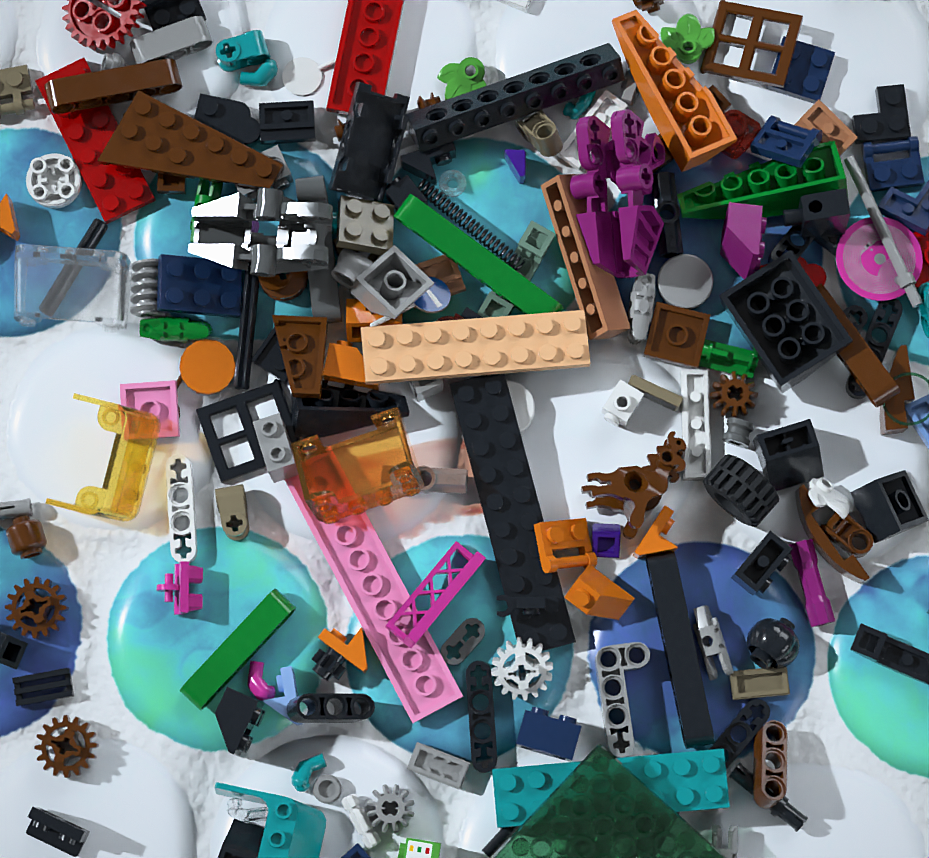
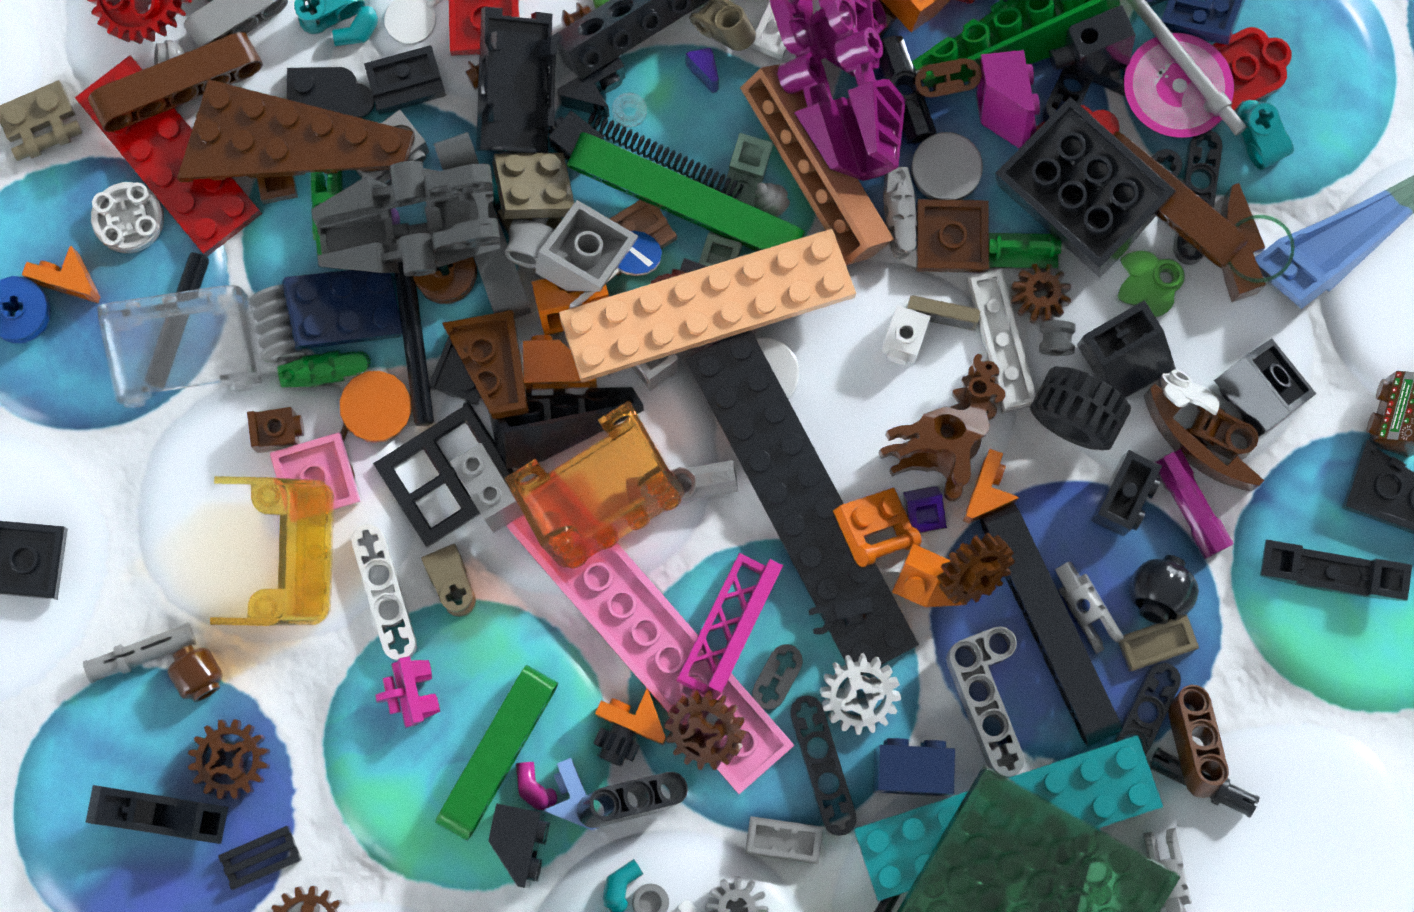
camera: 15 degrees left, 0 degrees up
(136, 374) = (265, 441): none -> reddish brown brick
(398, 667) = (705, 728): none -> reddish brown gear
(544, 276) = (771, 198): none -> light grey plate
(630, 594) = (976, 569): none -> reddish brown gear
(700, 206) = (945, 69): none -> reddish brown beam
(817, 405) = (1146, 283): none -> bright green plate

